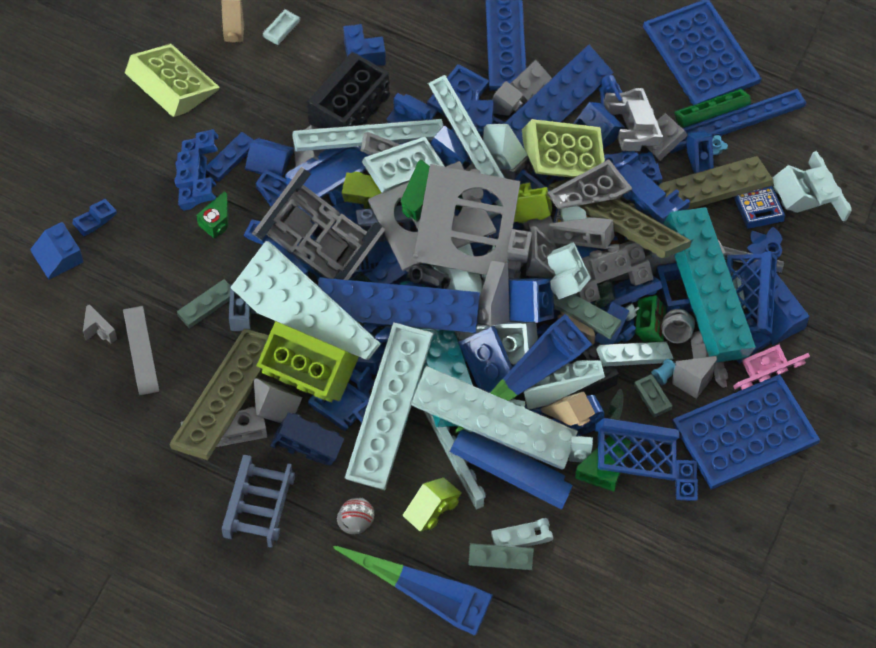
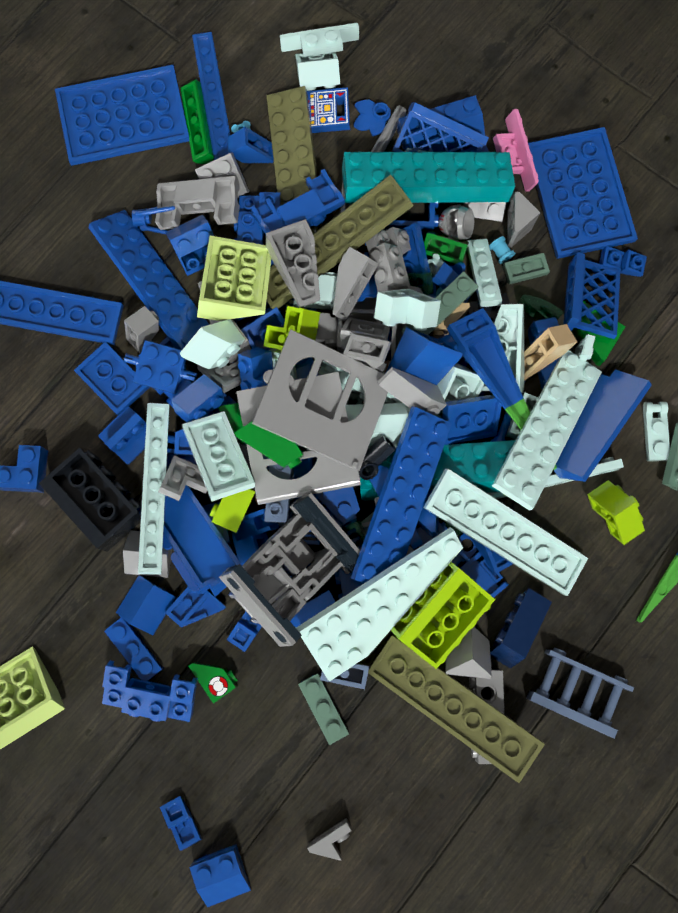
camera: 80 degrees left, 20 degrees up
(141, 350) = (371, 794): light grey beam -> none
(356, 514) = (615, 592): light grey helmet -> none
(464, 127) = (189, 376): light aqua plate -> none
(531, 80) = (119, 296): light grey plate -> none

